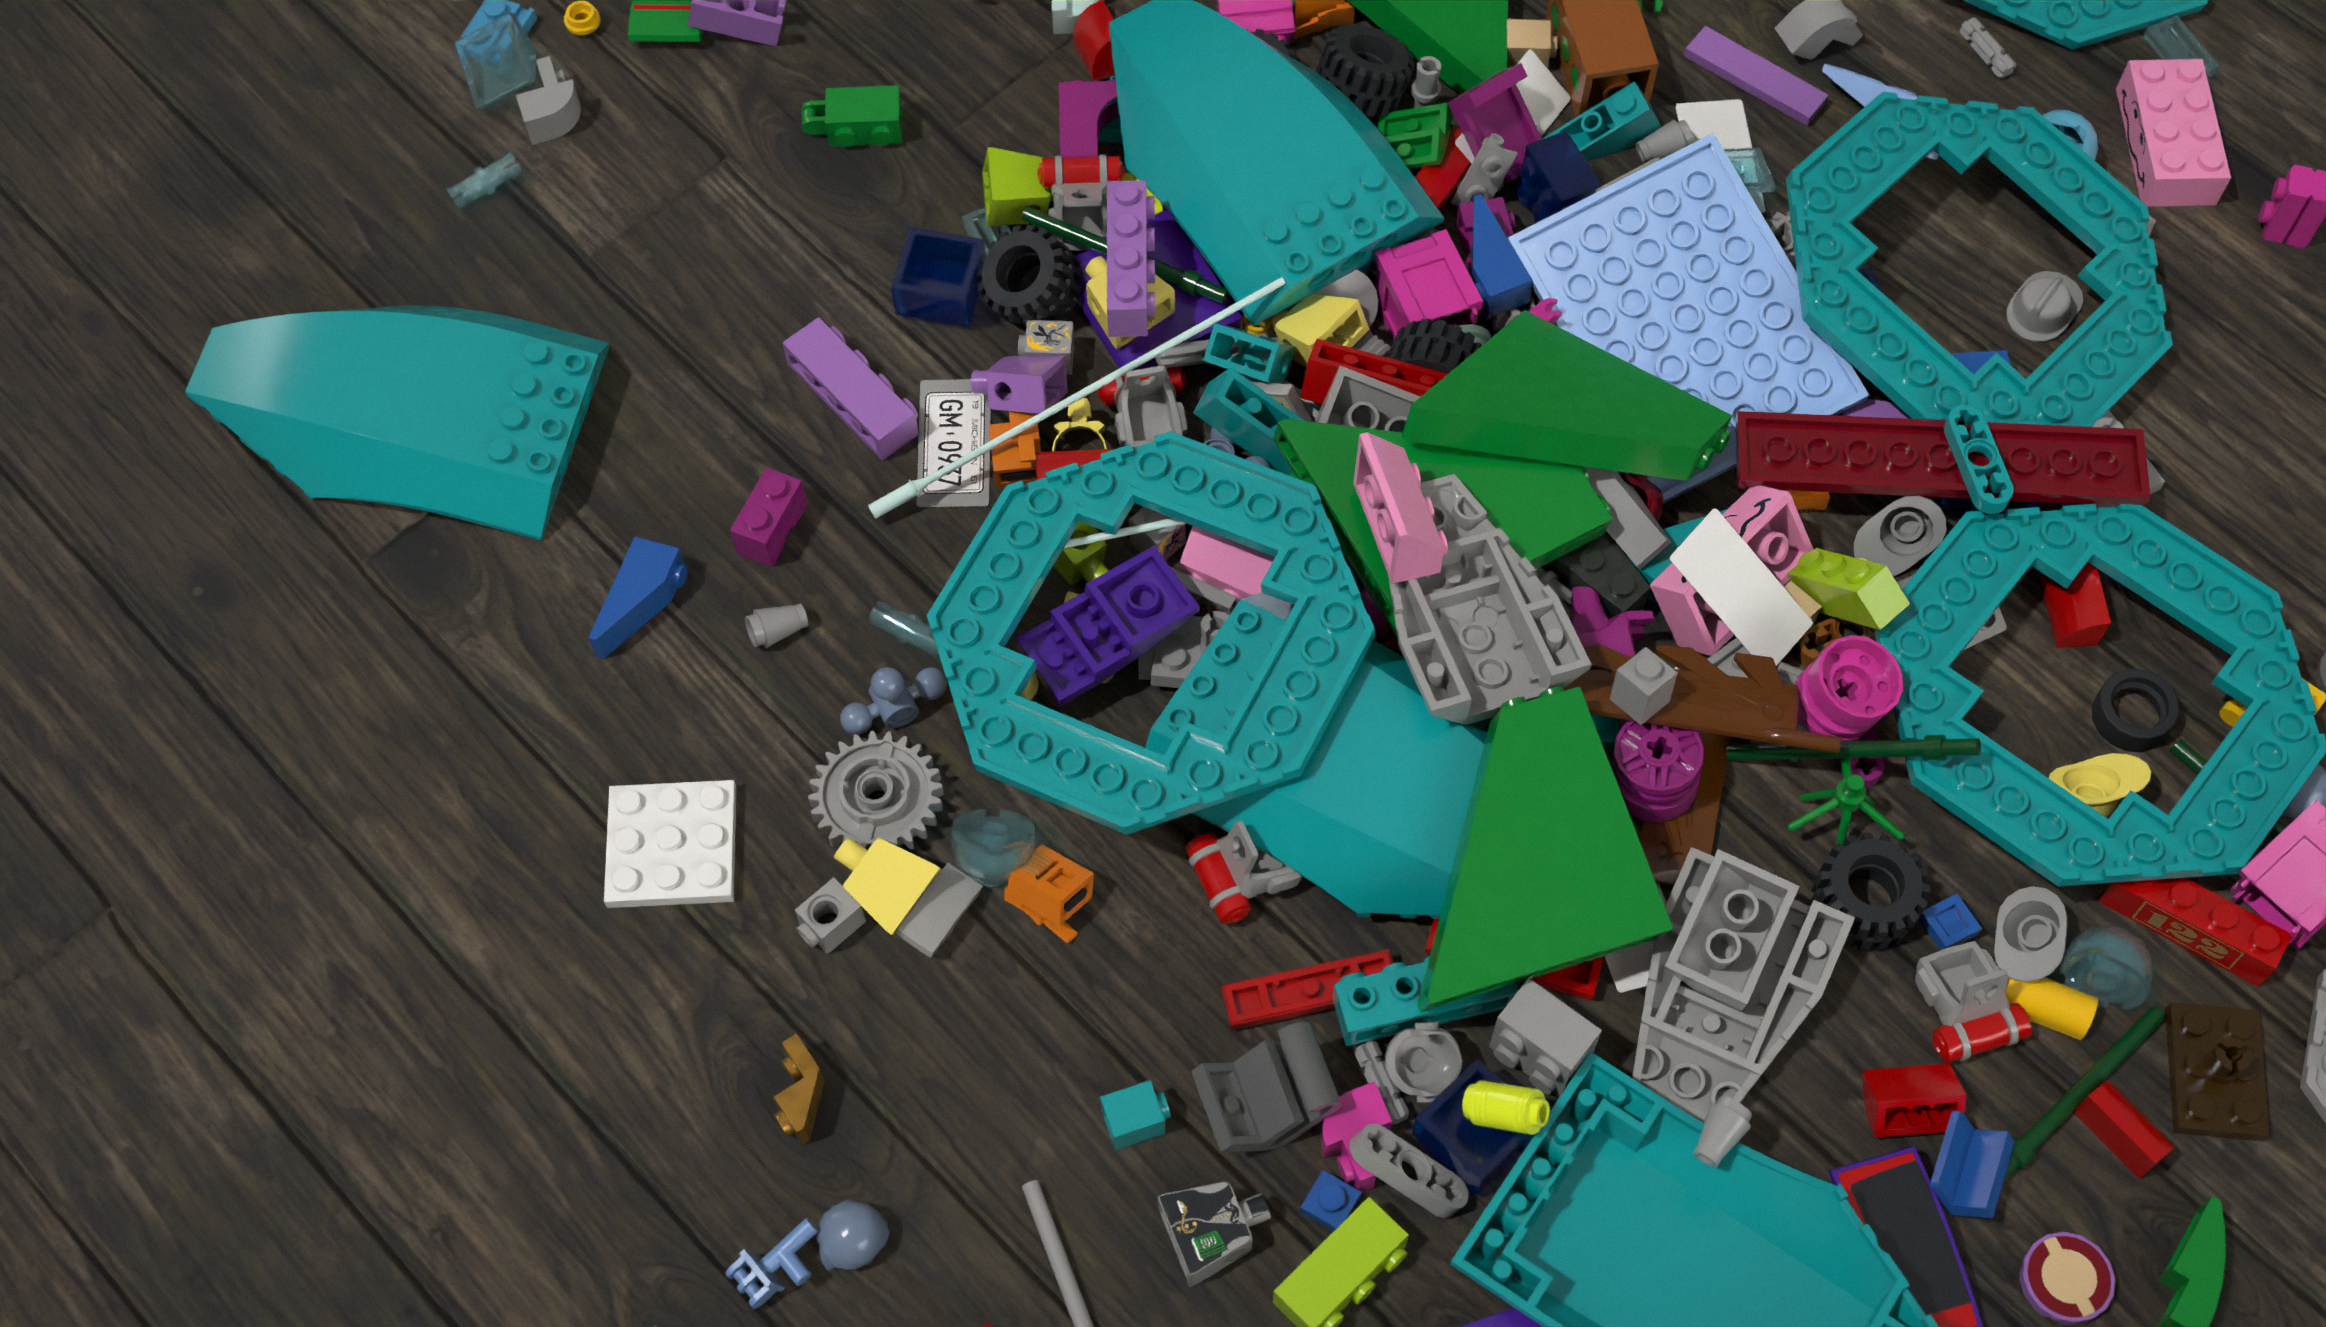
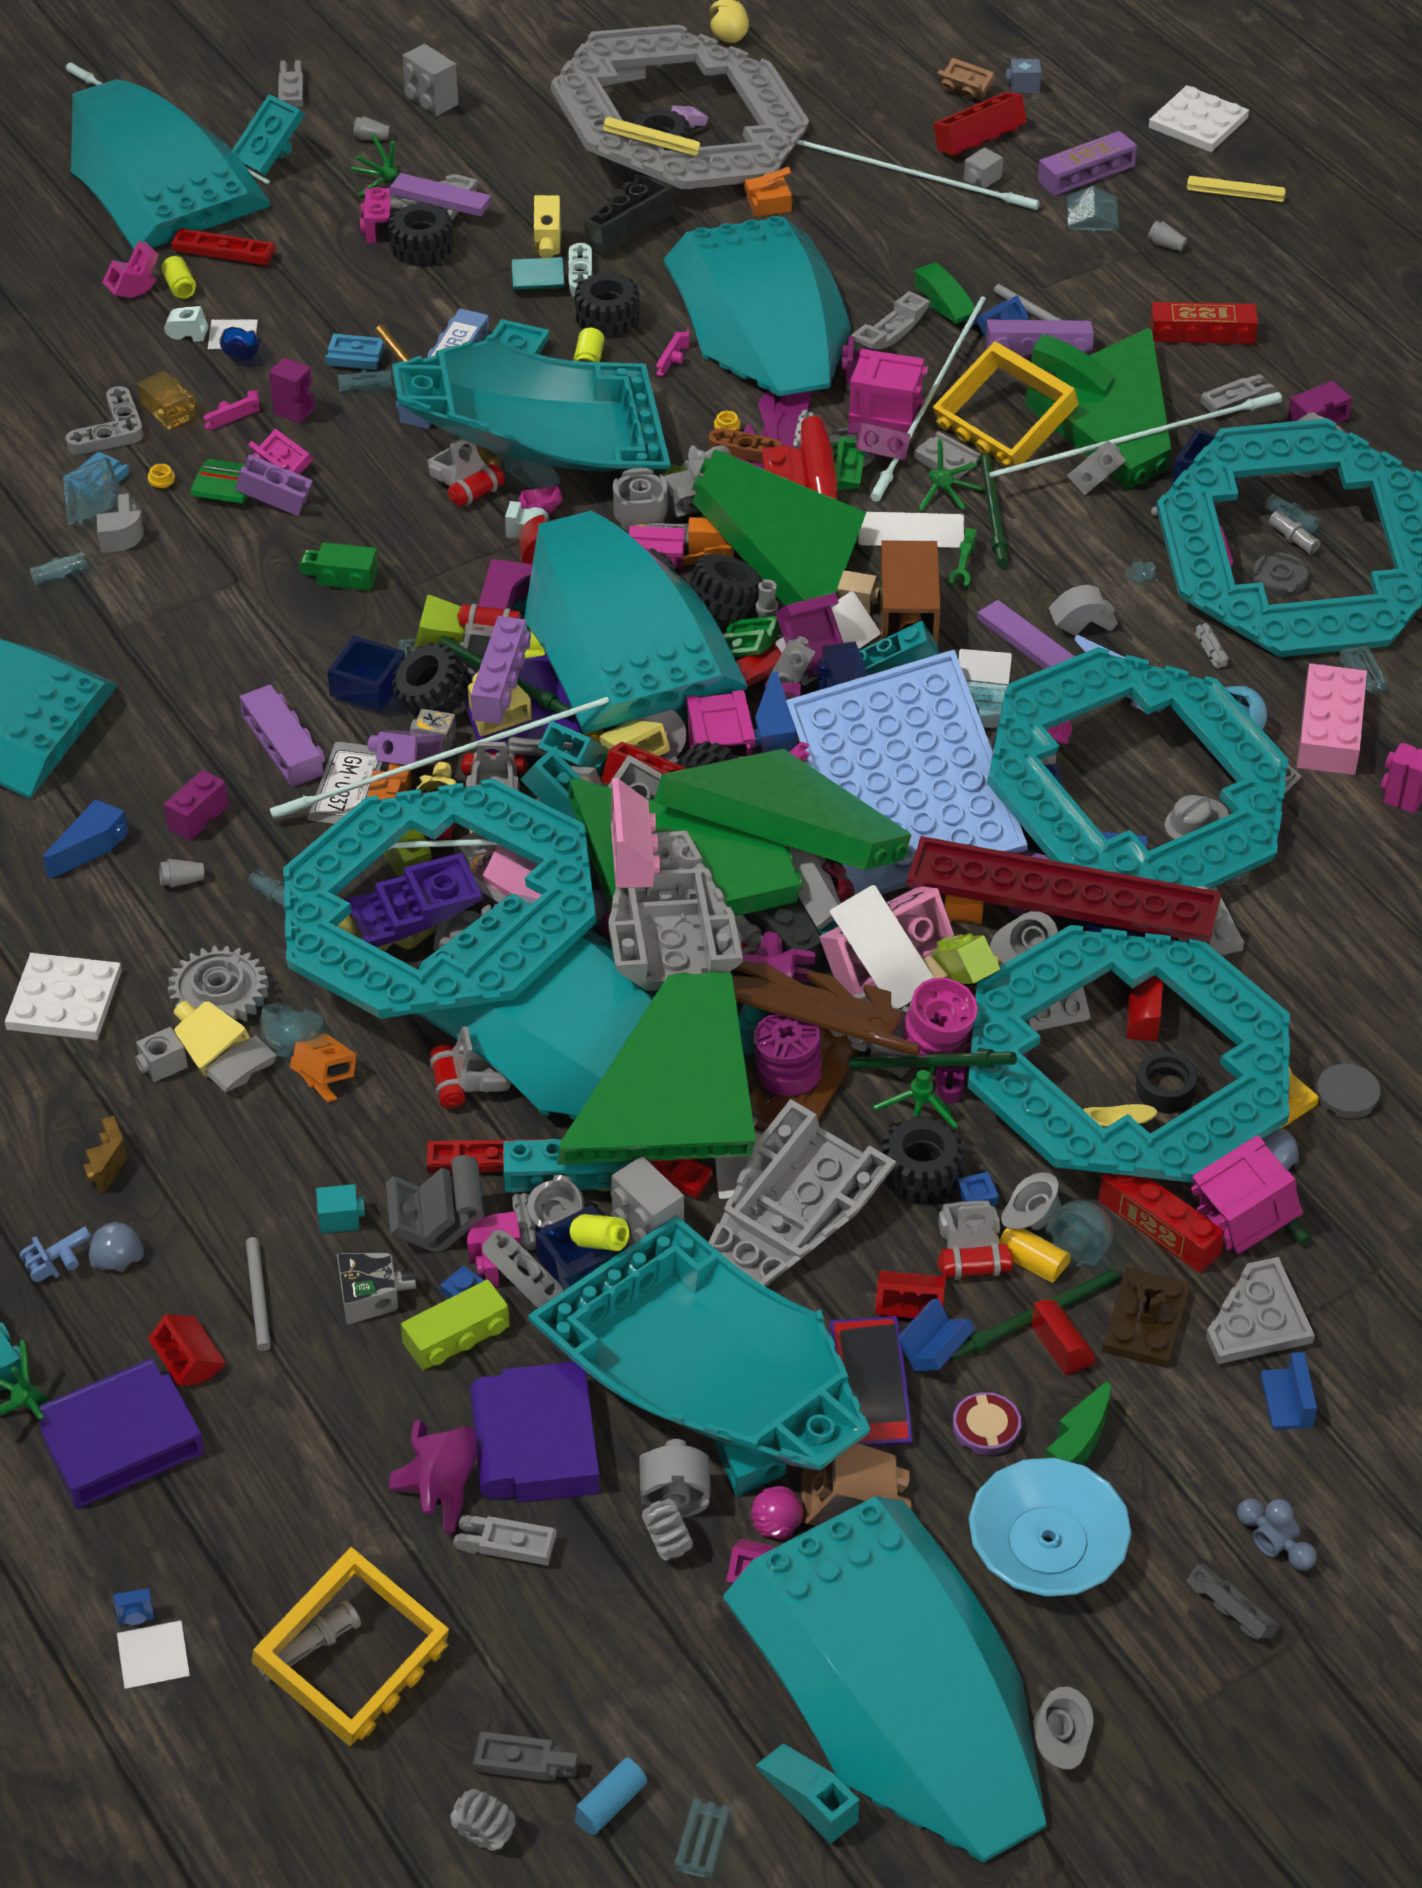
camera: 10 degrees right, 15 degrees down
(893, 699) = (248, 929): sand blue piece -> none
(1643, 685) = (782, 985): light grey brick -> none
(1723, 1128) = (752, 1271): light grey cone -> none
(1731, 930) = (803, 1156): light grey slope -> none
(1976, 476) = (1081, 899): teal beam -> none

